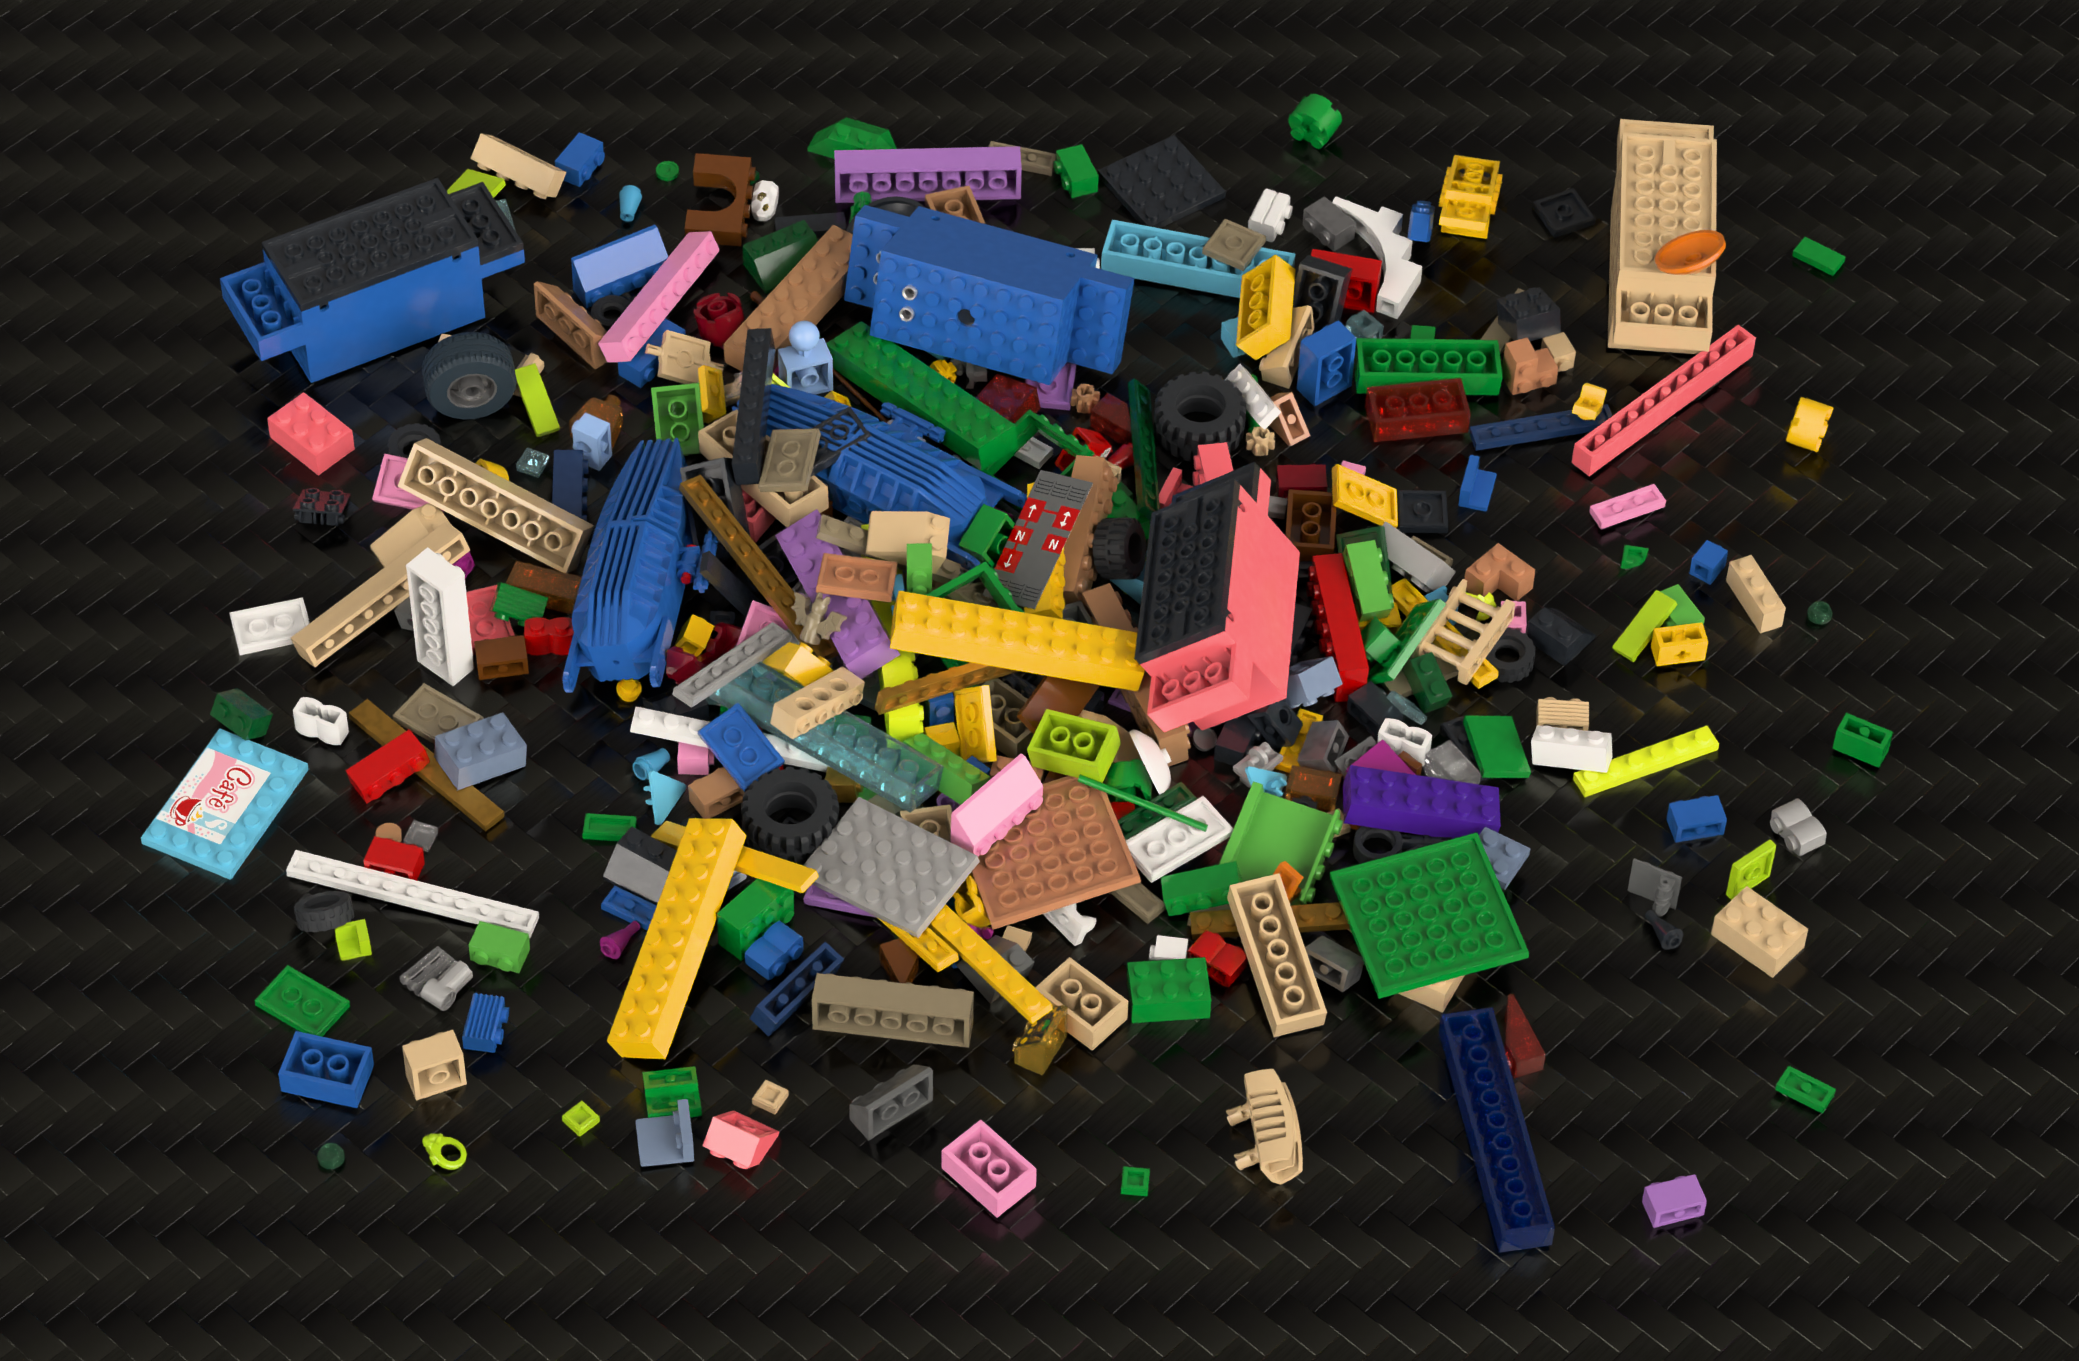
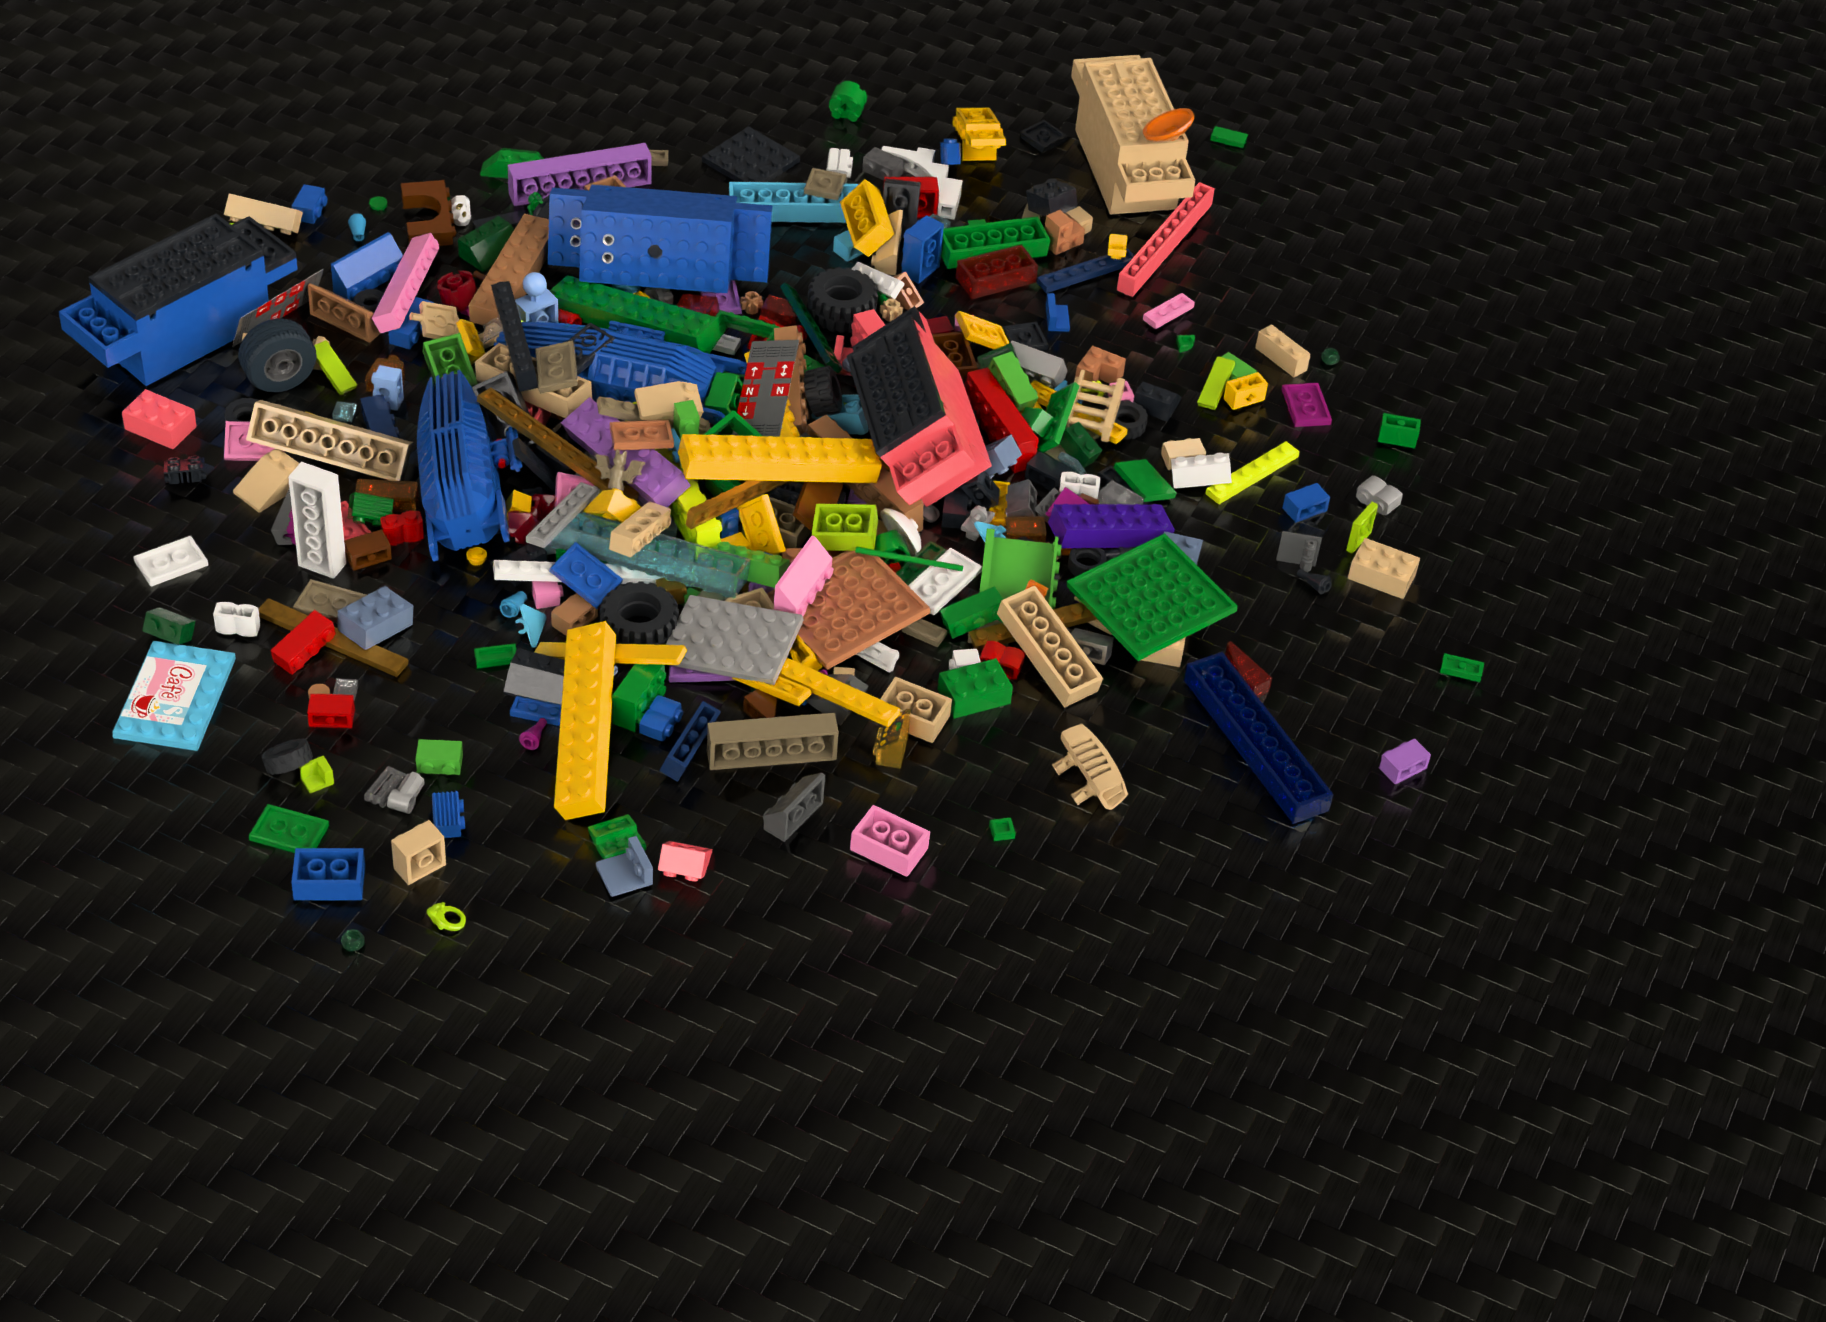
camera: 20 degrees left, 5 degrees down
(372, 598) = (247, 527): tan brick -> none
(410, 892) = (349, 731): white plate -> none
(489, 307) = (277, 307): none -> dark grey sticker
(580, 1118) = (549, 871): lime tile -> none
(770, 1097) = (695, 825): tan tile -> none
(846, 383) = (568, 317): none -> red cone
(1076, 171) = (687, 158): green brick -> none
(1708, 562) = (1240, 336): blue brick -> none
(1759, 677) = (1306, 404): none -> magenta tile
(1809, 424) = (1272, 238): yellow brick -> none

